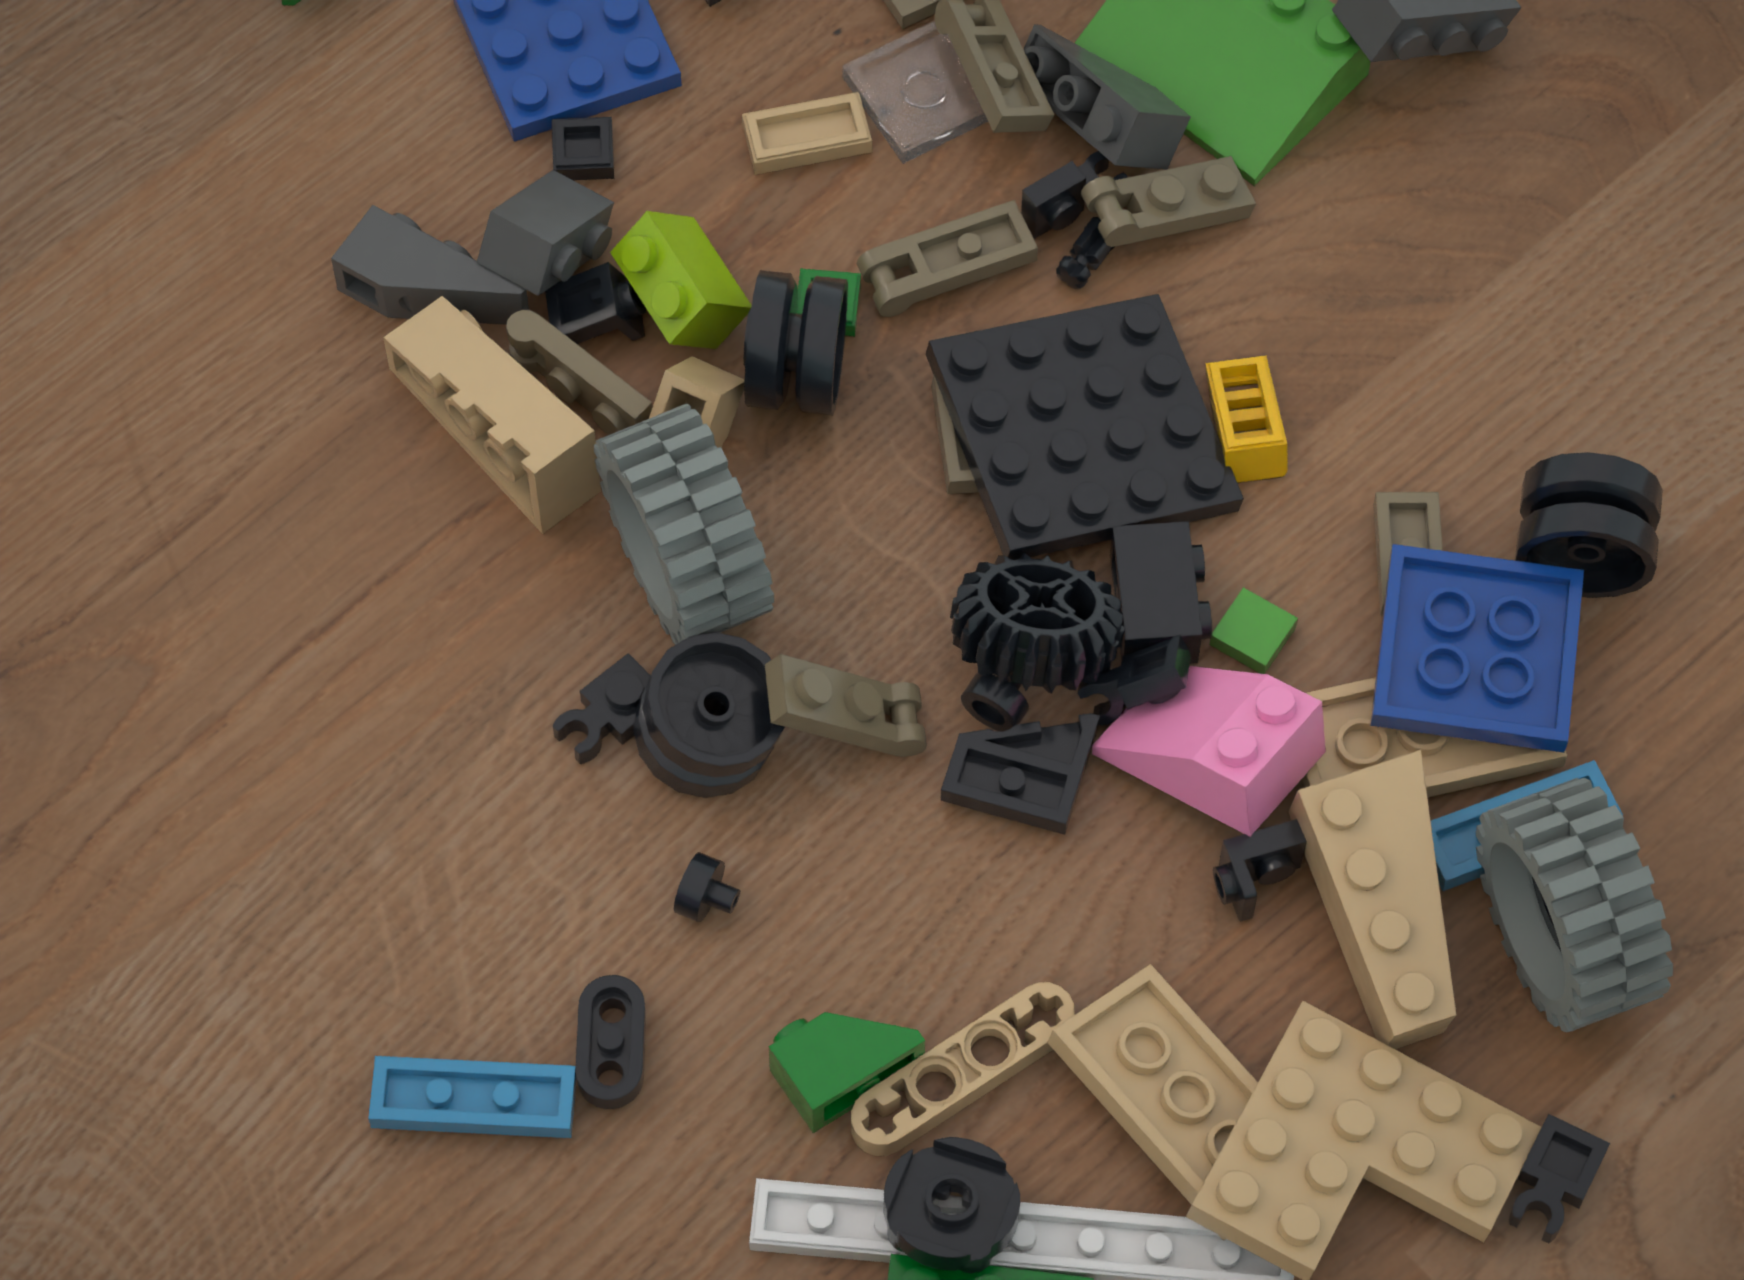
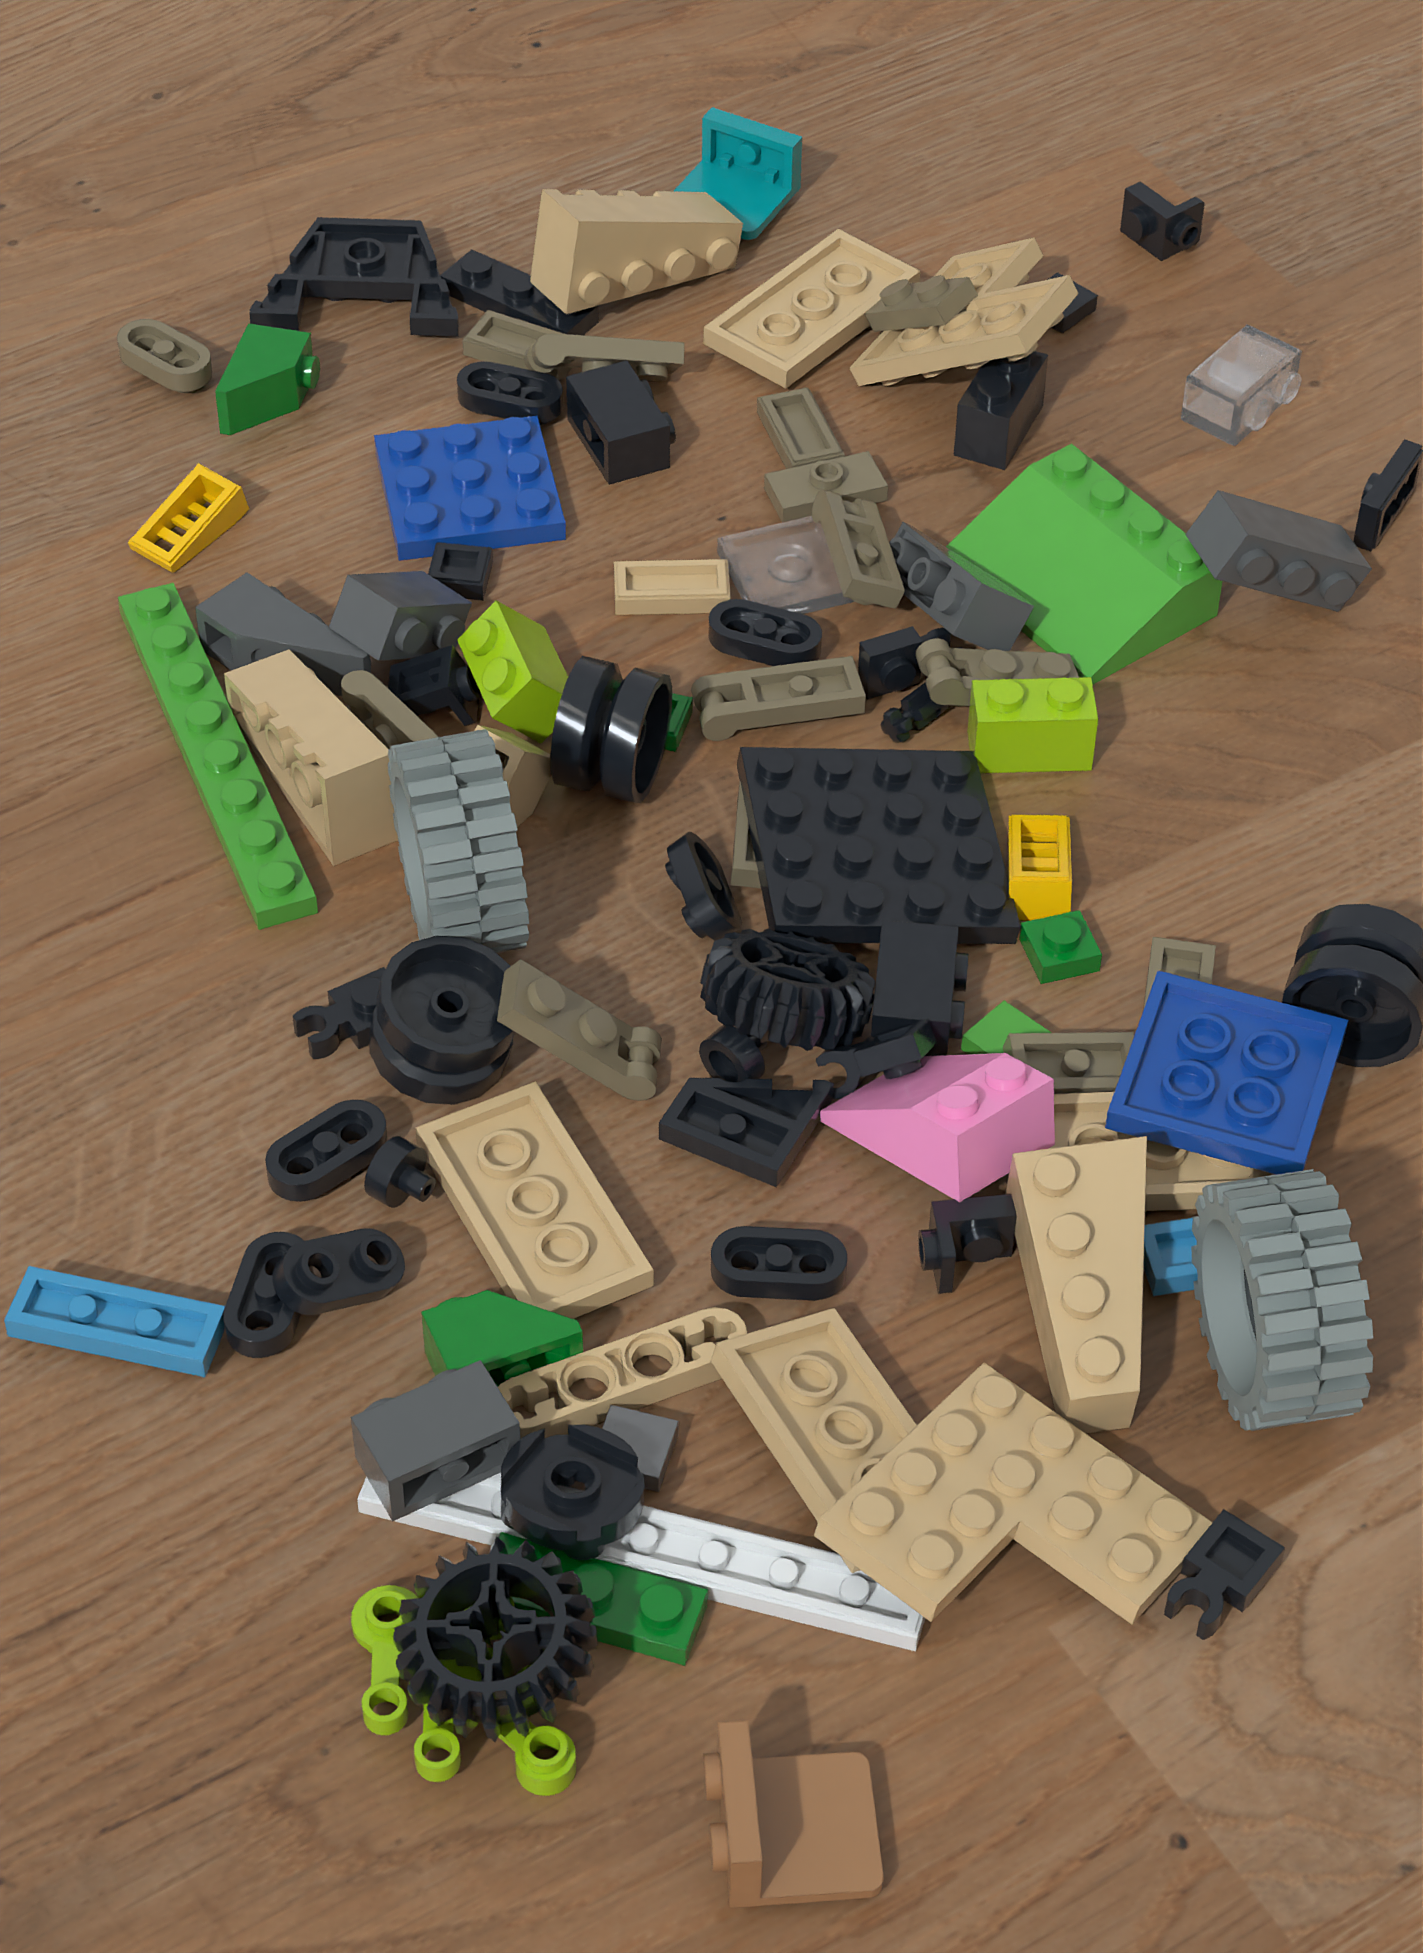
camera: 10 degrees right, 15 degrees down
(284, 88) = (198, 488): none -> yellow slope
(390, 420) = (218, 757): none -> bright green plate
(622, 875) = (322, 1150): none -> black plate
(677, 1005) = (345, 1271): none -> black plate
(813, 1176) = (434, 1439): none -> dark grey brick
(839, 899) = (534, 1204): none -> tan plate
(917, 494) = (707, 896): none -> black plate
(918, 180) = (764, 633): none -> black plate
(1000, 1129) = (650, 1438): none -> flat silver tile
(1084, 917) = (778, 1263): none -> black plate
(1212, 255) = (1033, 724): none -> lime brick
(1284, 511) = (1060, 947): none -> green plate
(1323, 652) = (1074, 1060): none -> dark tan plate

